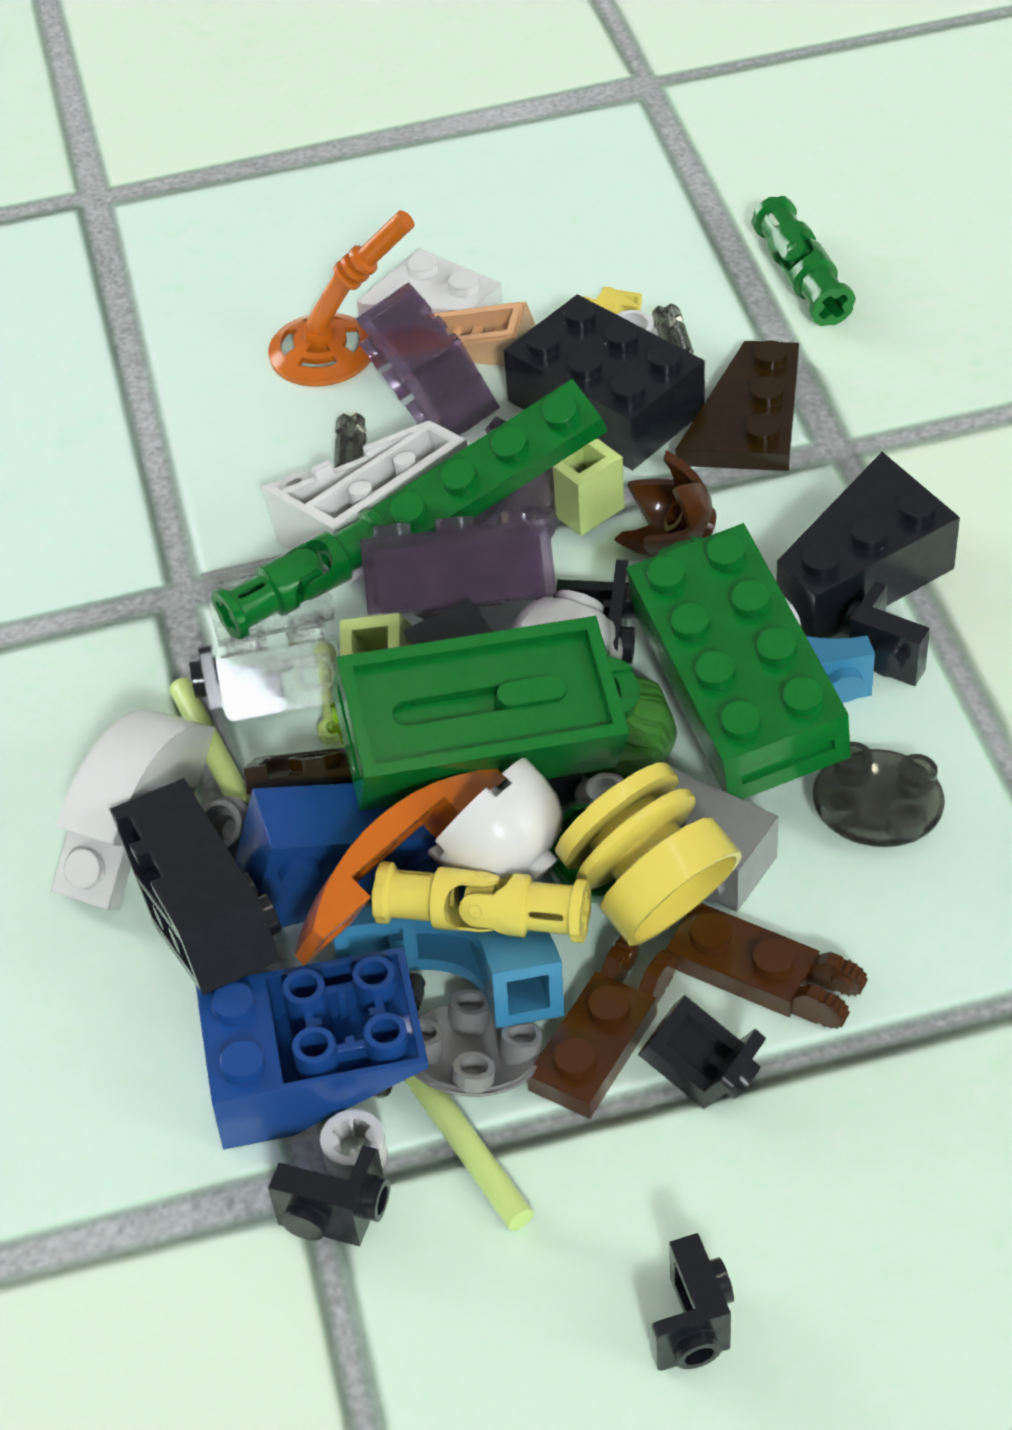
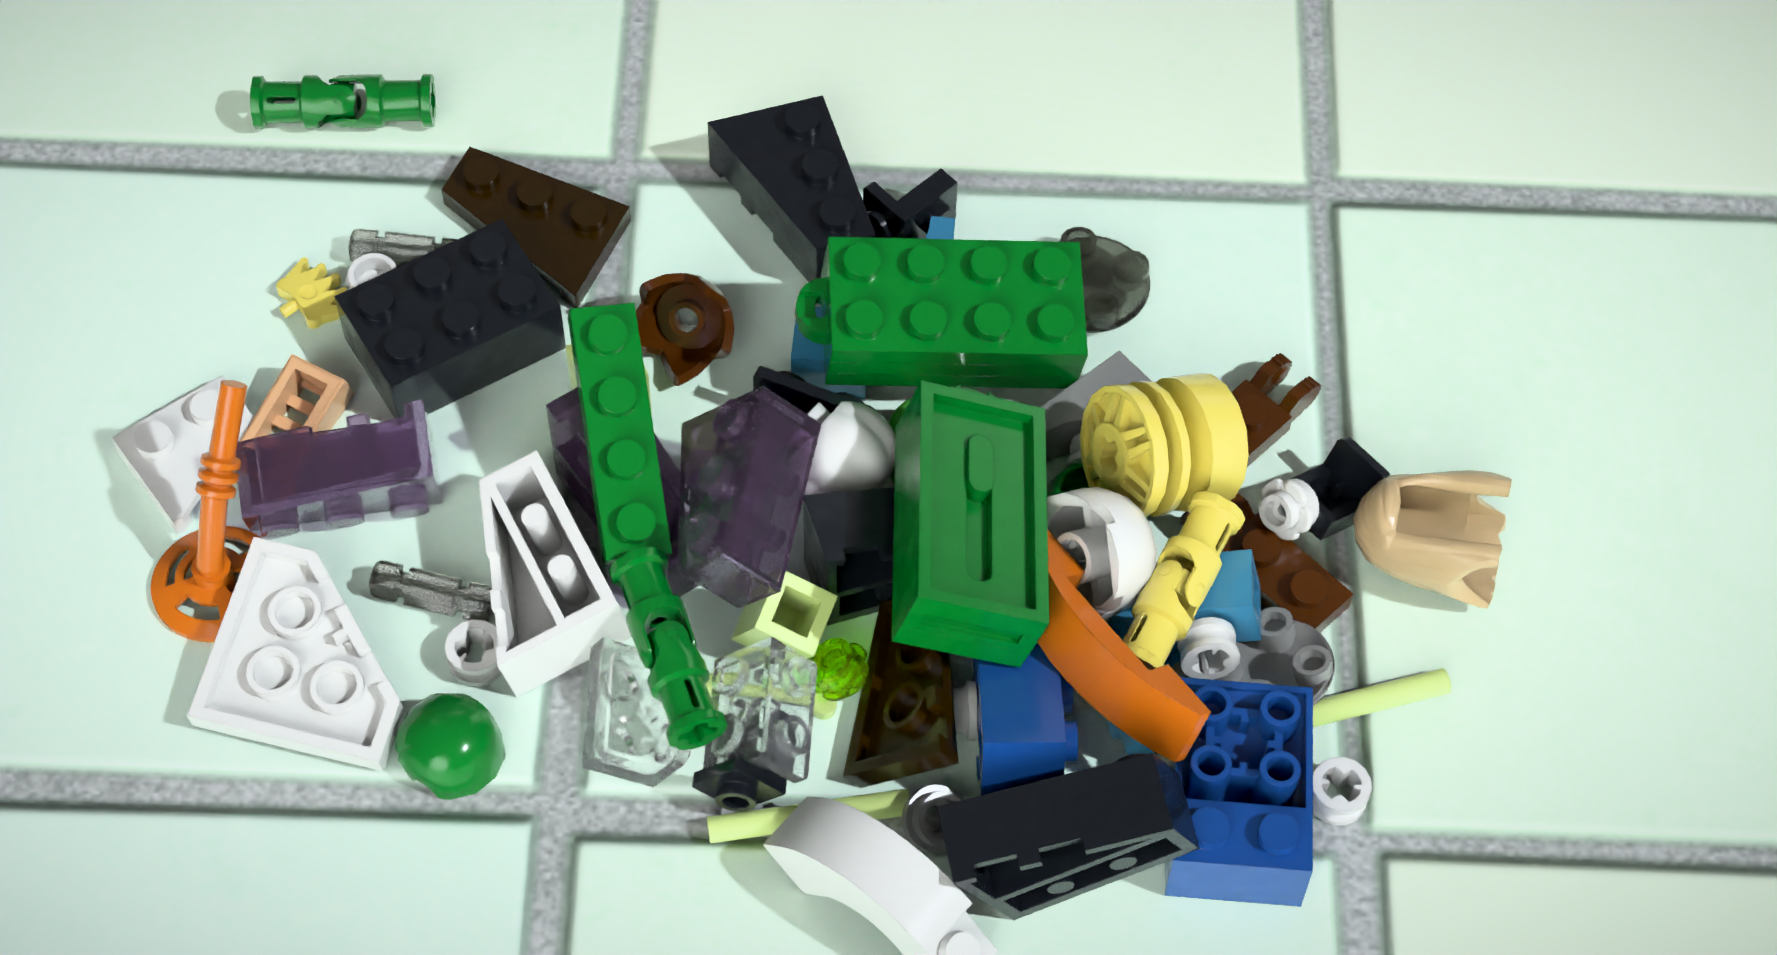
camera: 80 degrees left, 10 degrees up
(211, 508) = (450, 745): none -> green hair
(249, 398) = (296, 665): none -> white plate
(328, 1206) = (1414, 799): black bracket -> none
(454, 972) = (1209, 649): none -> white bush
(651, 1004) = (1299, 504): none -> white plate
(677, 1156) = (1435, 531): none -> tan hair
(704, 1296) = (1571, 565): black bracket -> none

